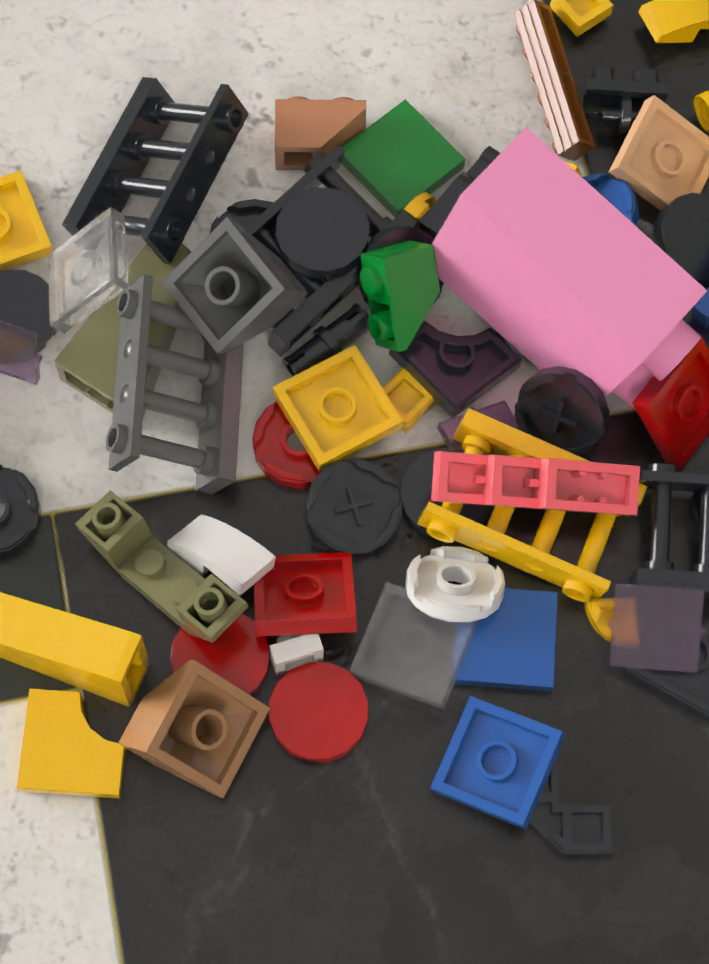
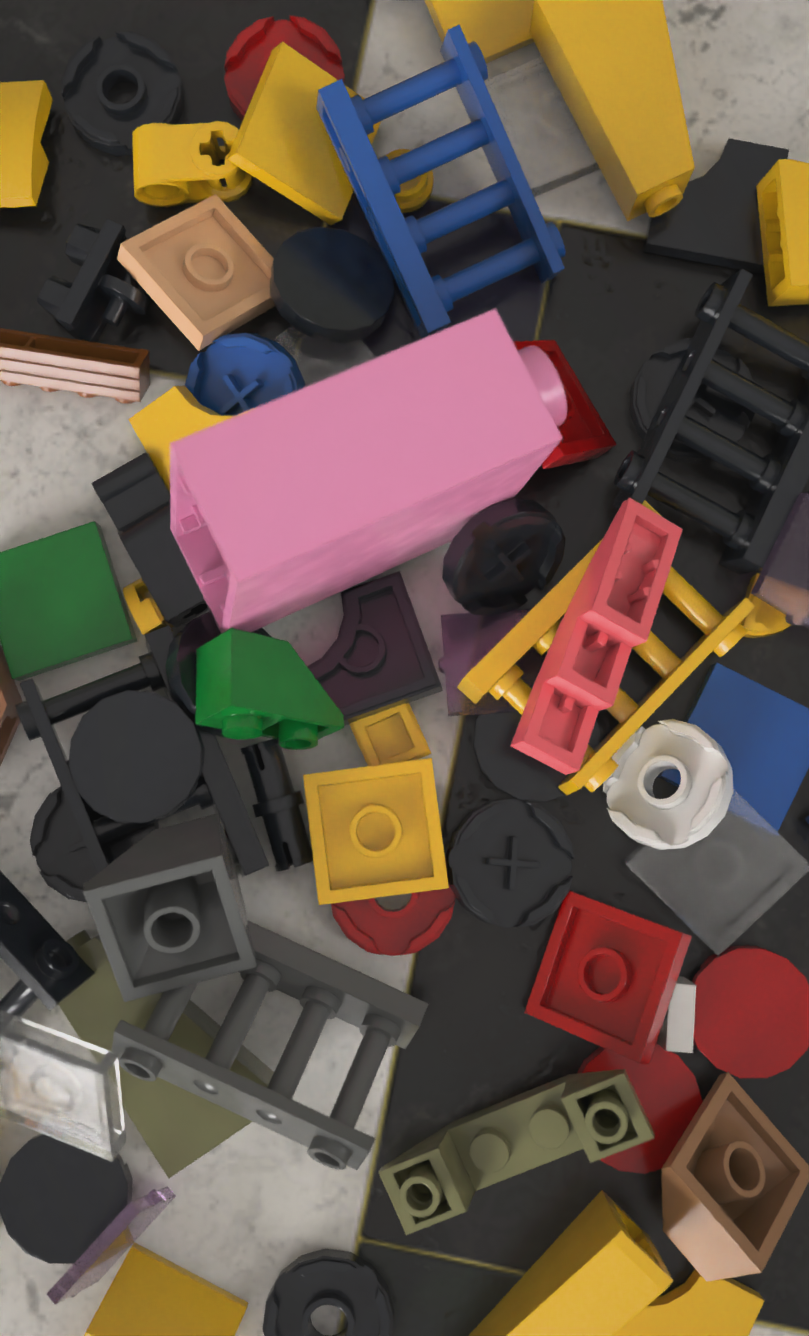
camera: 60 degrees left, 15 degrees up
(224, 551) = (512, 1057): white slope -> none

